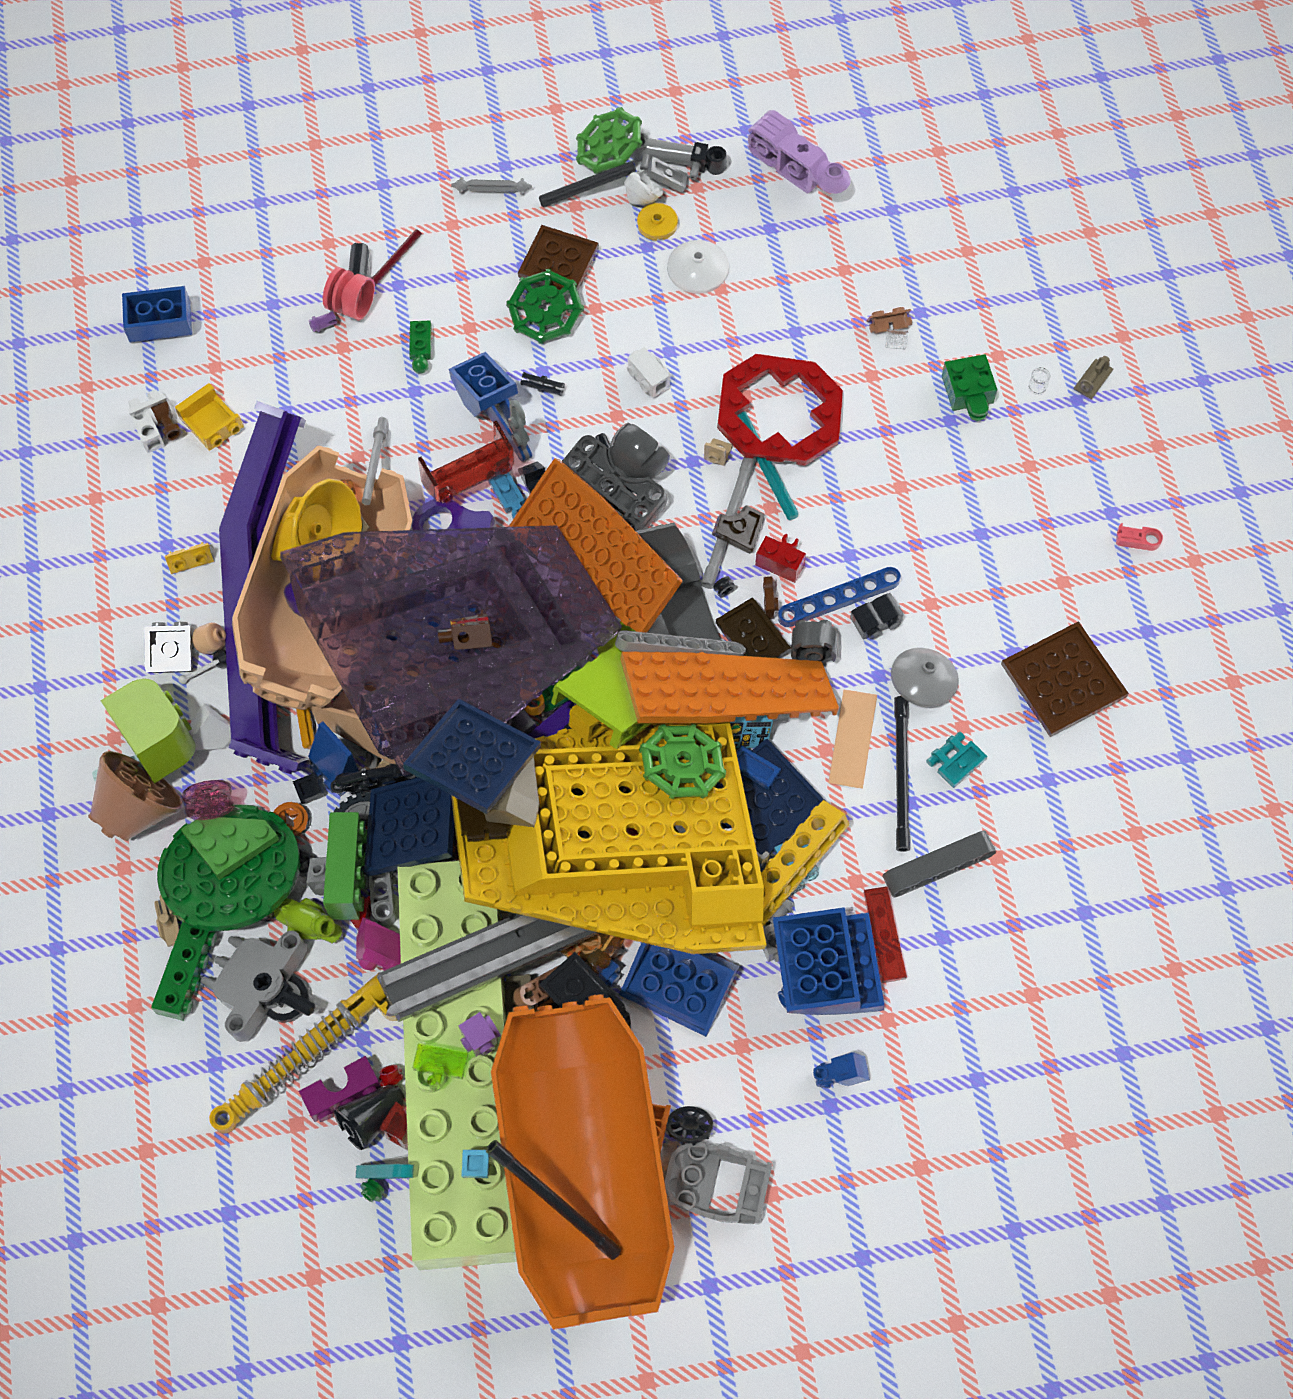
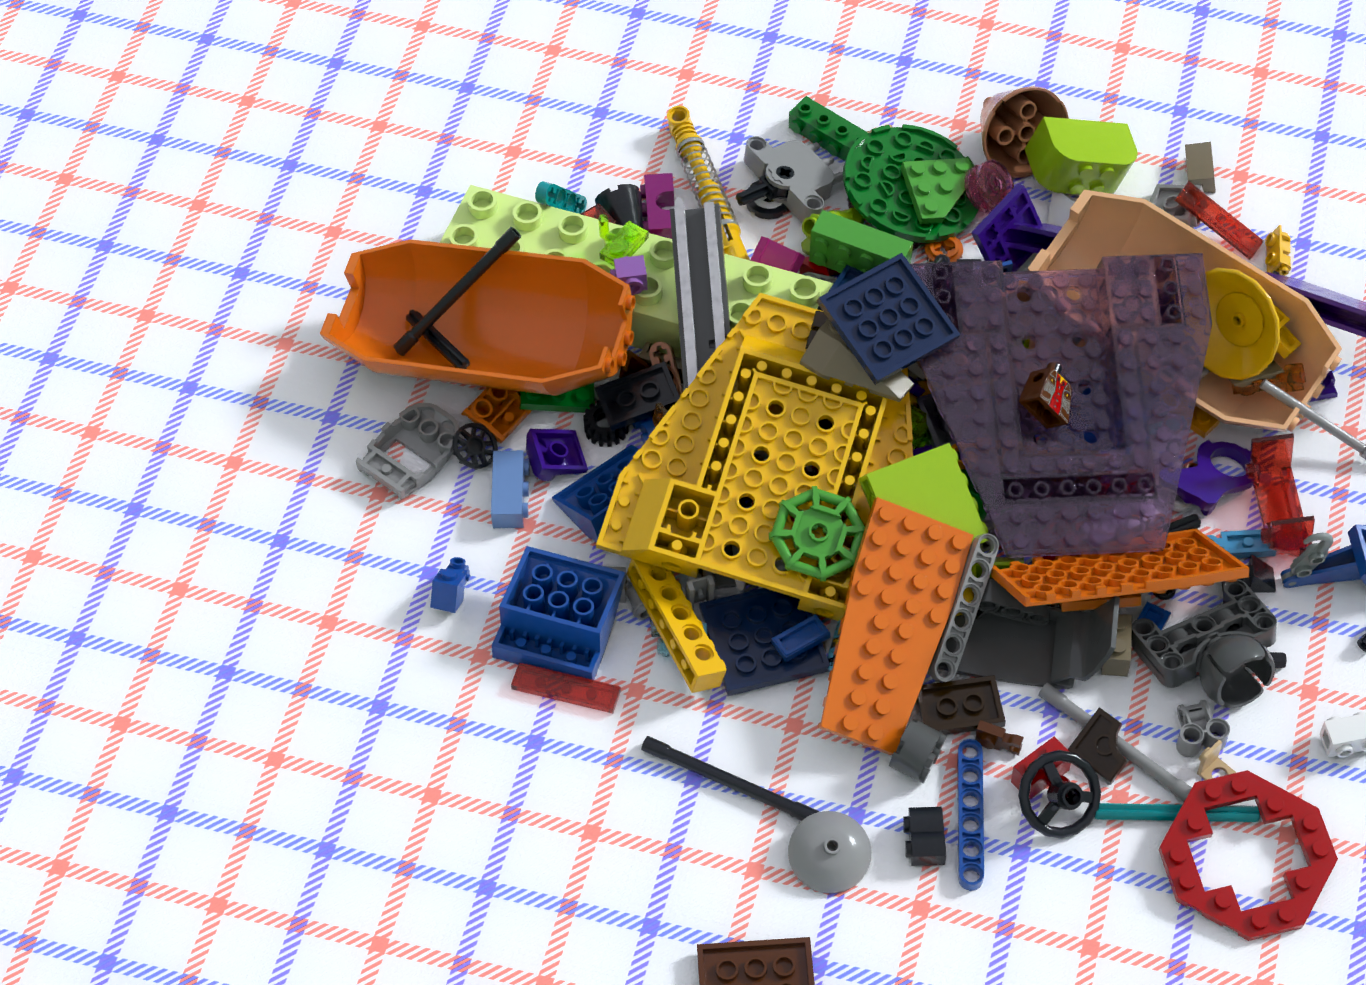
camera: 115 degrees right, 10 degrees down
(111, 642) = (1200, 165): none -> dark tan hinge
(176, 605) = (1219, 220): none -> clear red tile
(475, 1164) = (526, 236): medium azure plate -> none
(594, 1214) = (434, 337): none -> black axle
(667, 1050) = (554, 453): none -> dark purple slope
(689, 470) = (1198, 725): none -> light grey piece
(719, 1072) = (509, 489): none -> medium blue brick
(724, 586) = (1032, 702): black bush -> none
(804, 529) = (1060, 794): none -> black piece
(853, 739) = (795, 756): light nougat sticker -> none
(939, 863) = (610, 767): dark grey beam -> none
(961, 764) = (709, 841): teal plate -> none

